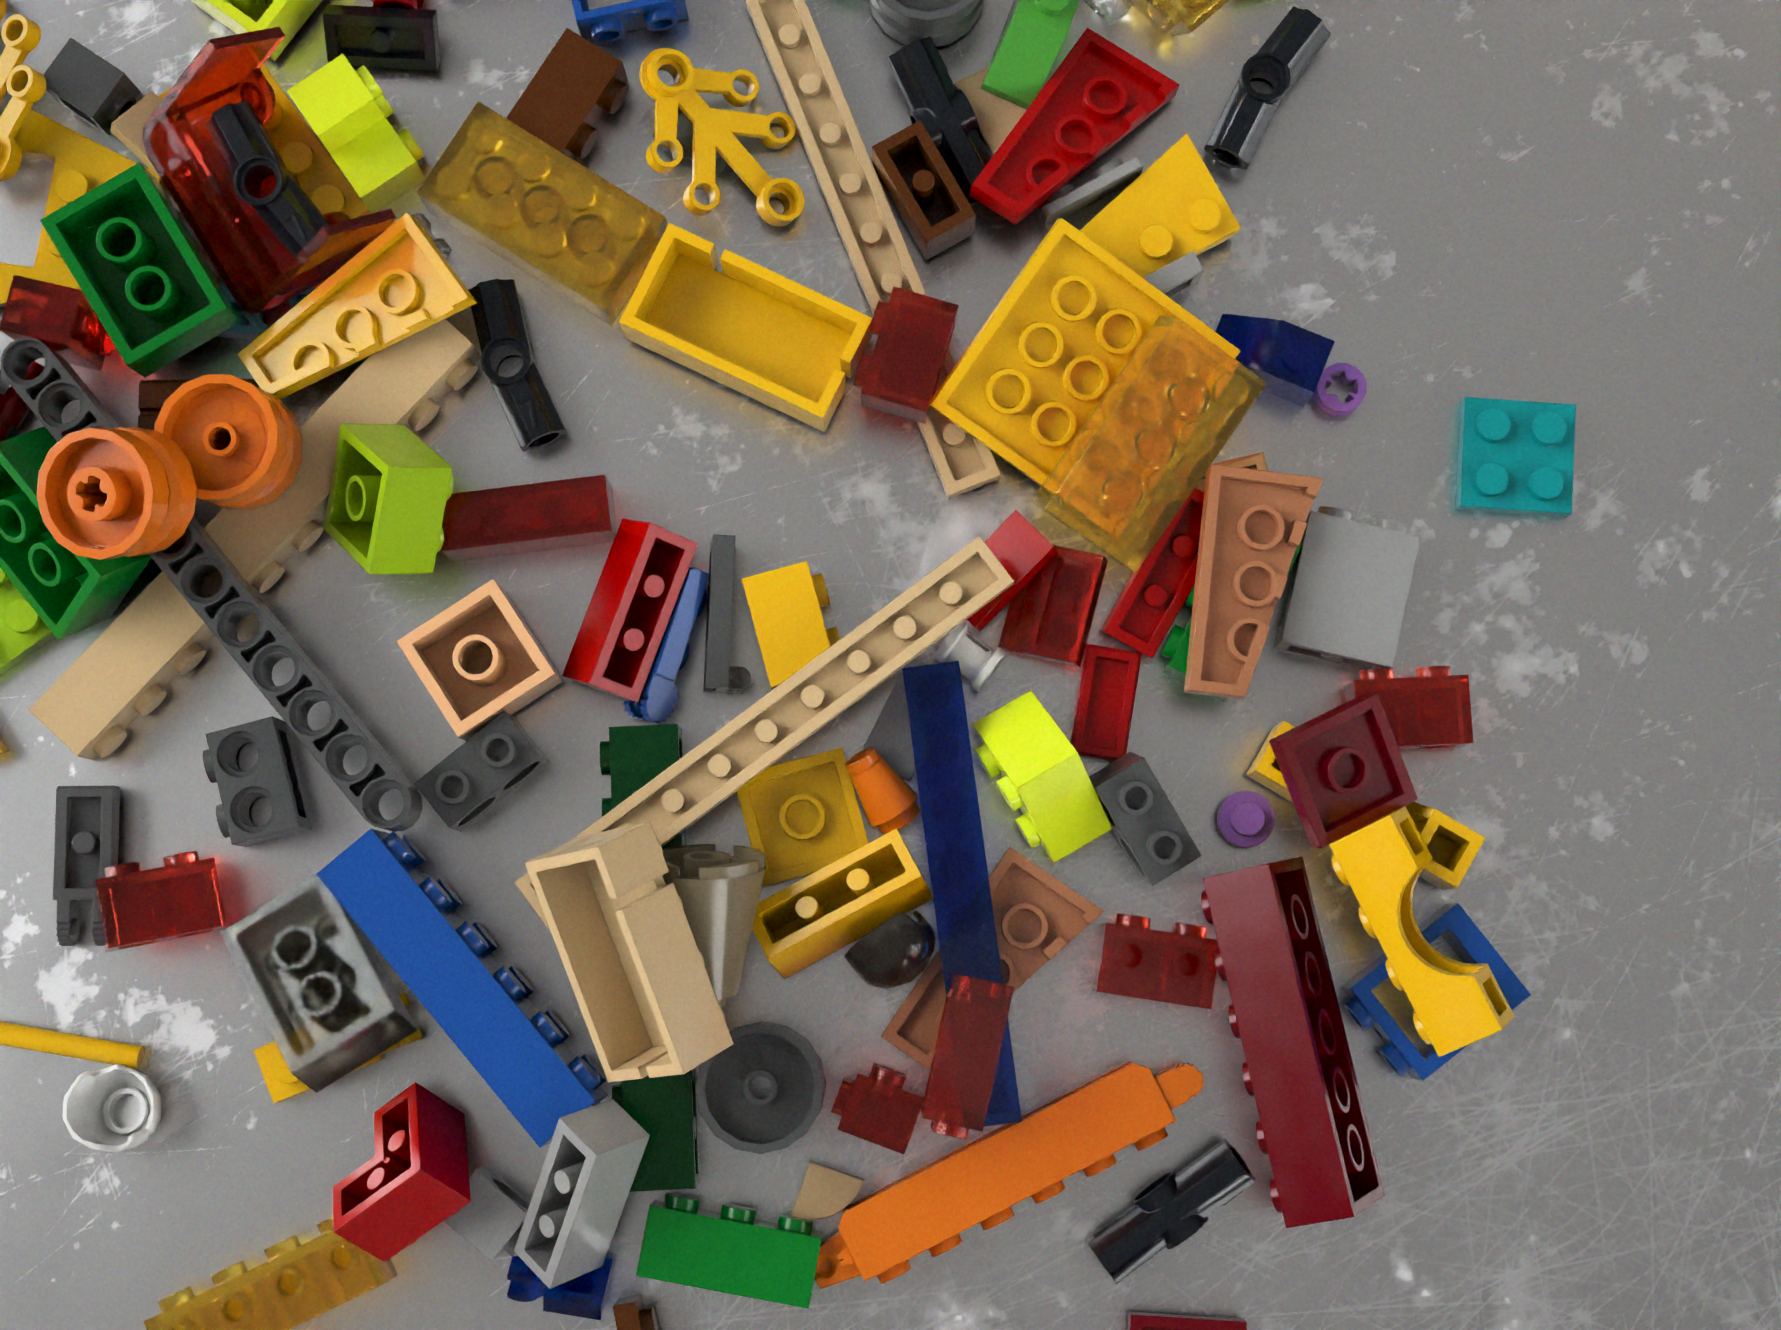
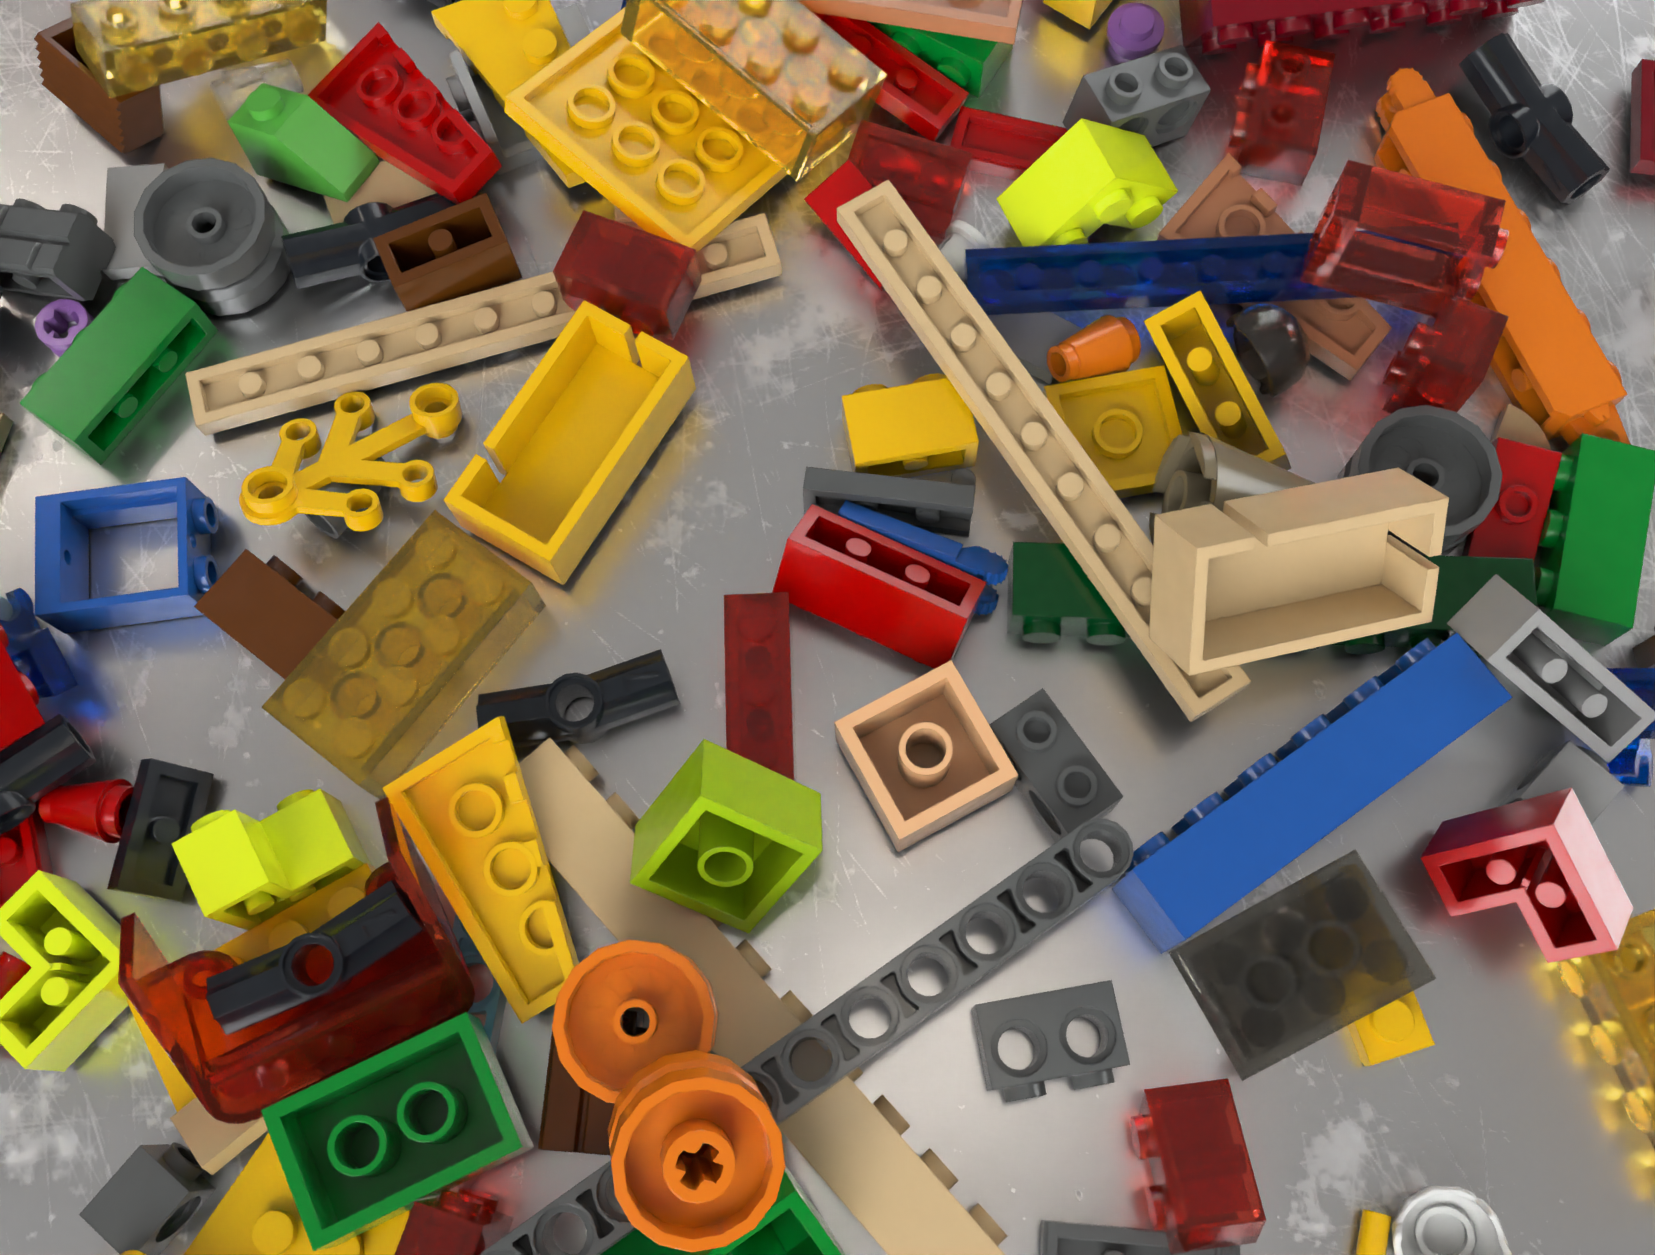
camera: 80 degrees left, 10 degrees down
(759, 1181) = (1524, 497): none -> red plate

